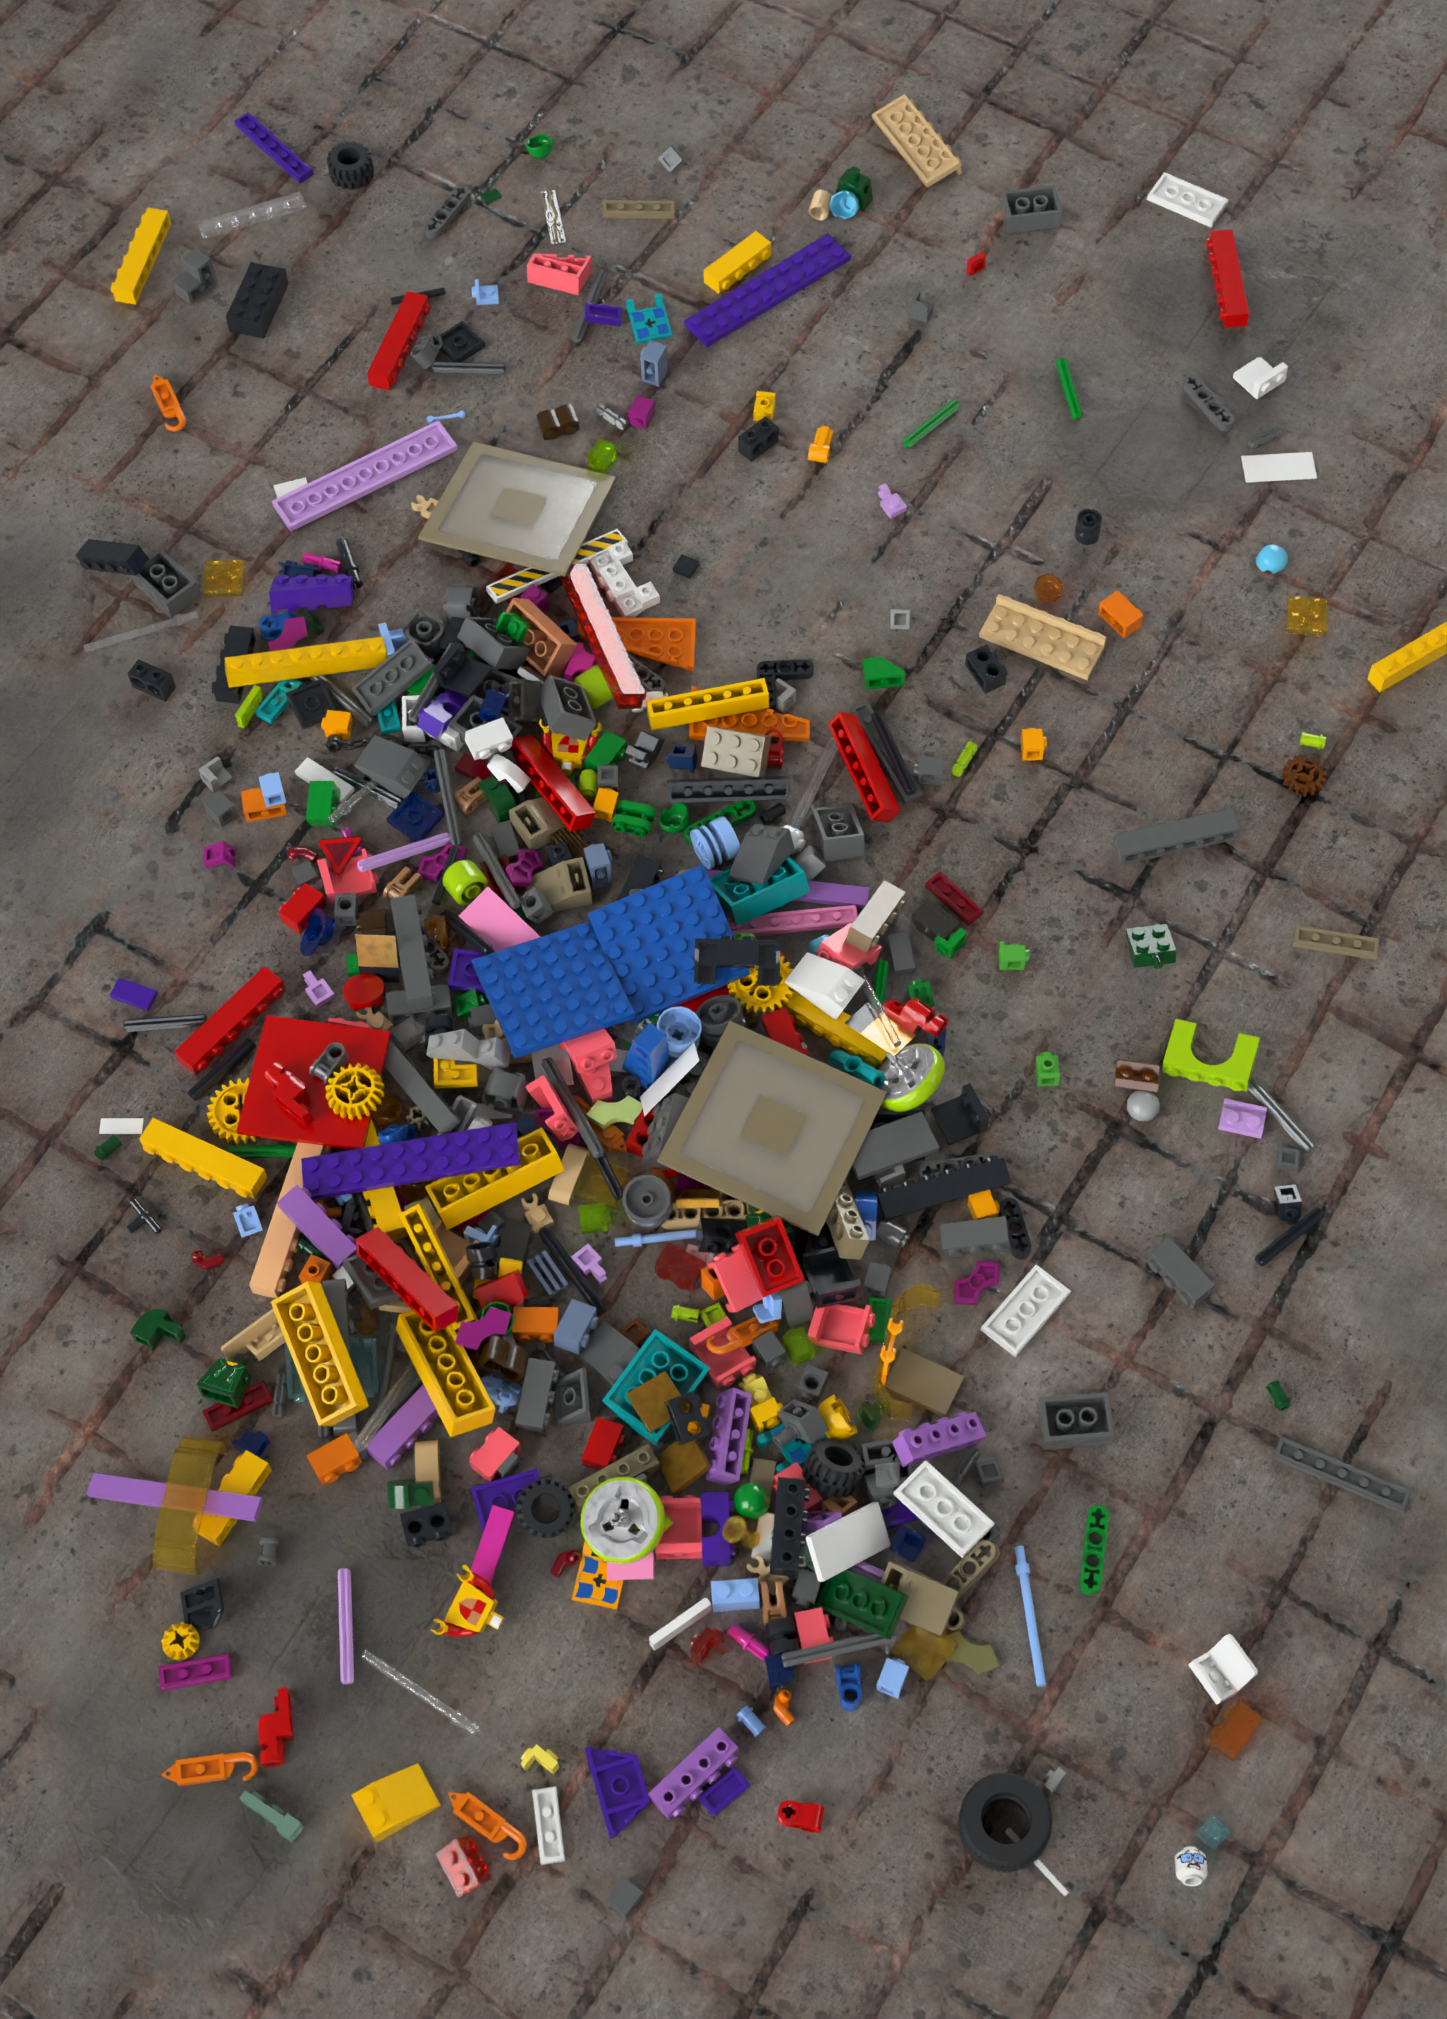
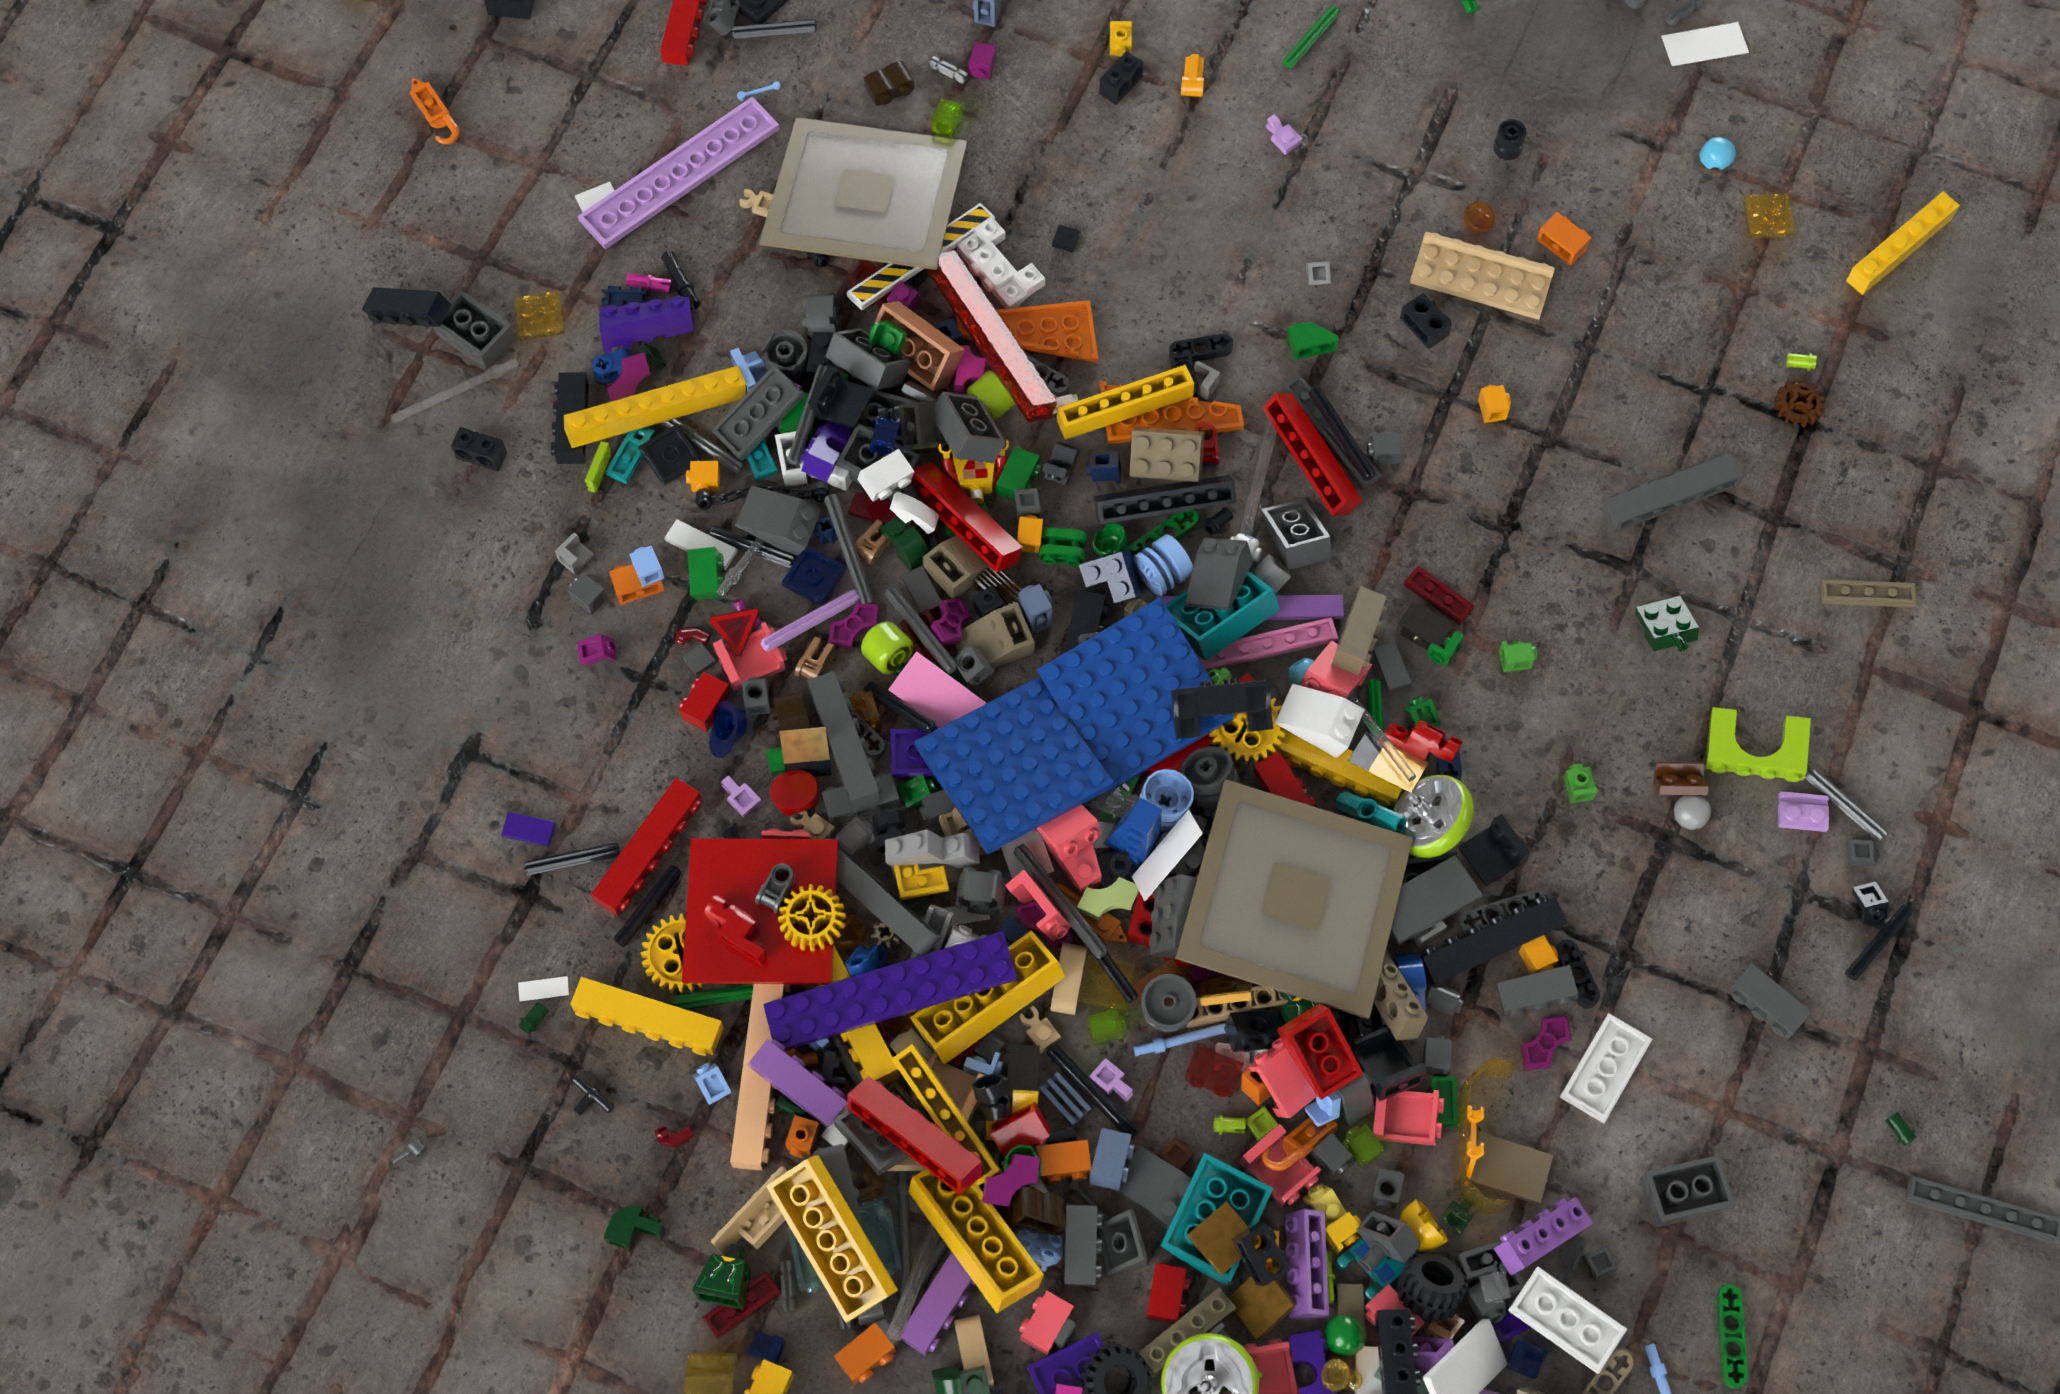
camera: 10 degrees left, 5 degrees up
(440, 888) = (864, 628): black bar -> none
(588, 784) = (1004, 512): lime brick -> none
(674, 842) = (1117, 570): none -> brick
(964, 759) = (1420, 429): lime axle -> none

